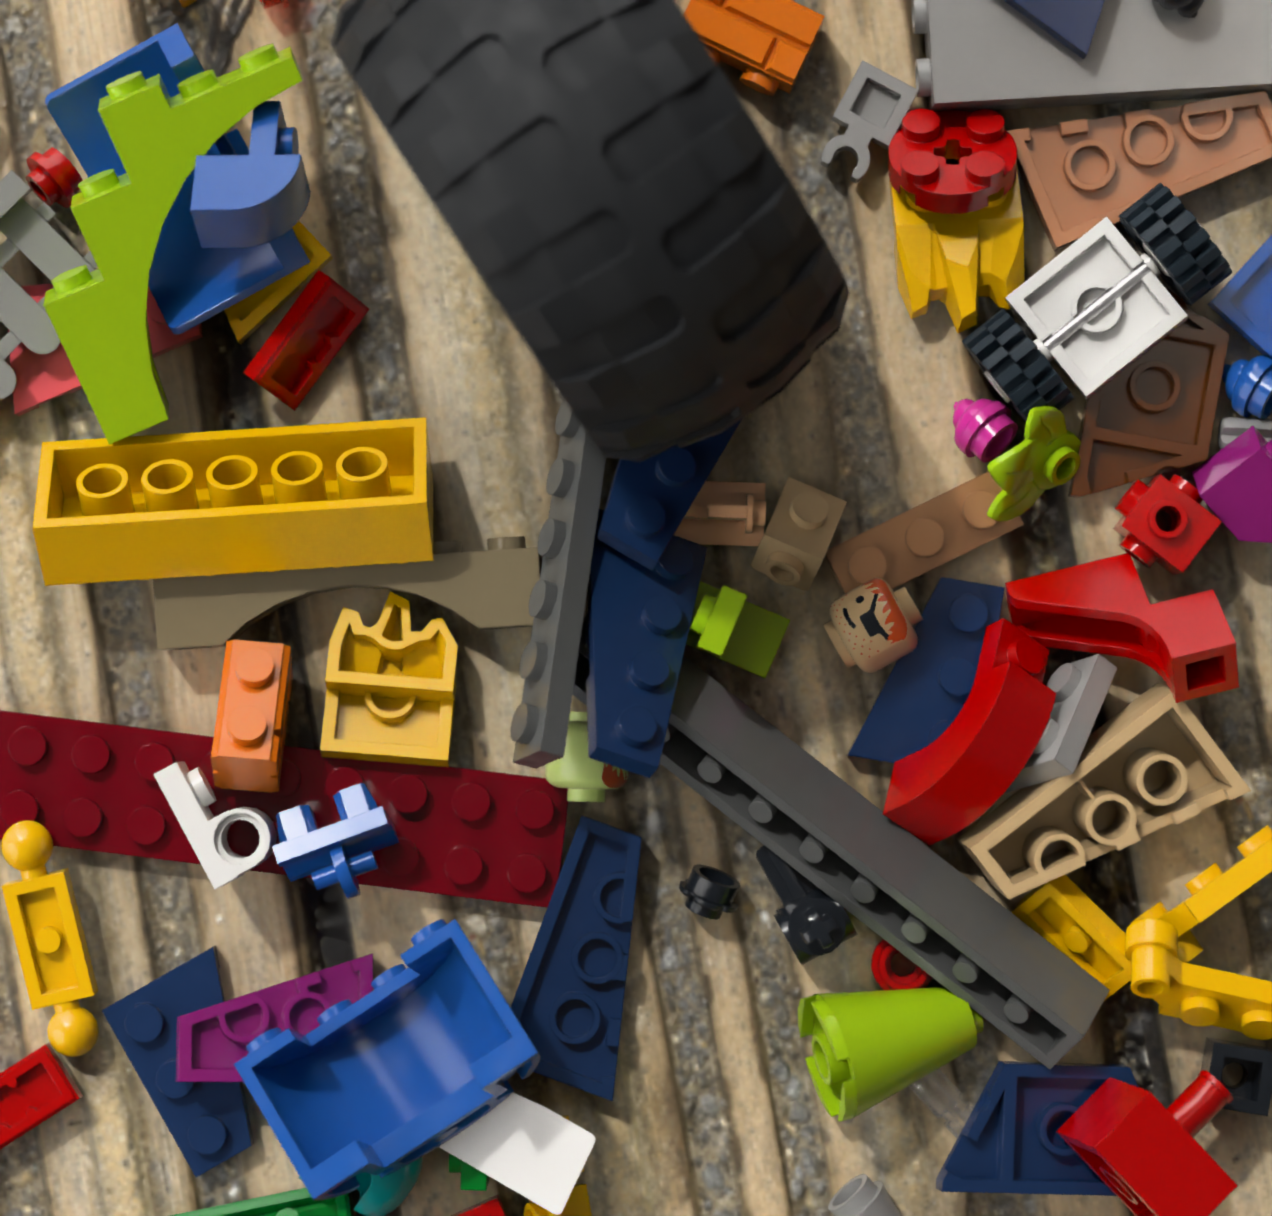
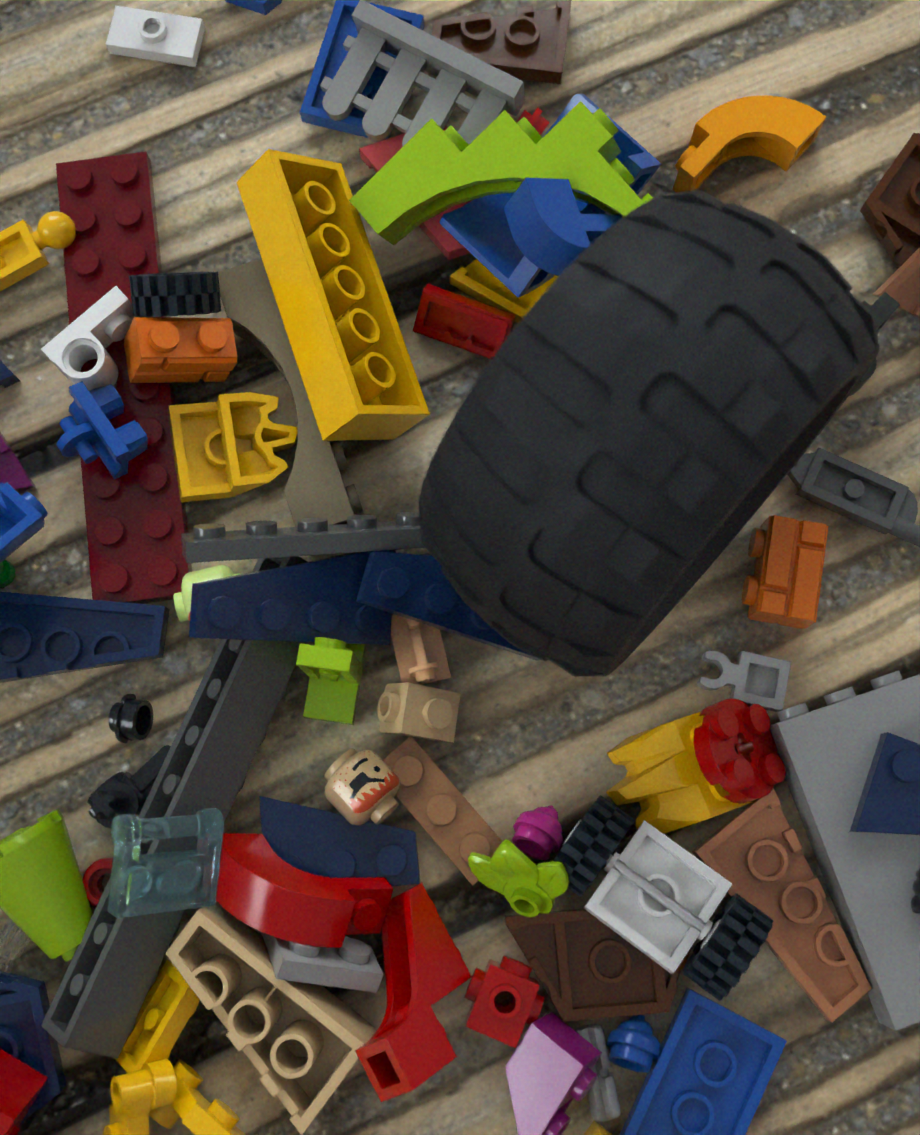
camera: 75 degrees right, 10 degrees down
(179, 701) = (175, 294): none -> black bush
(926, 872) = (166, 879): none -> clear light blue plate

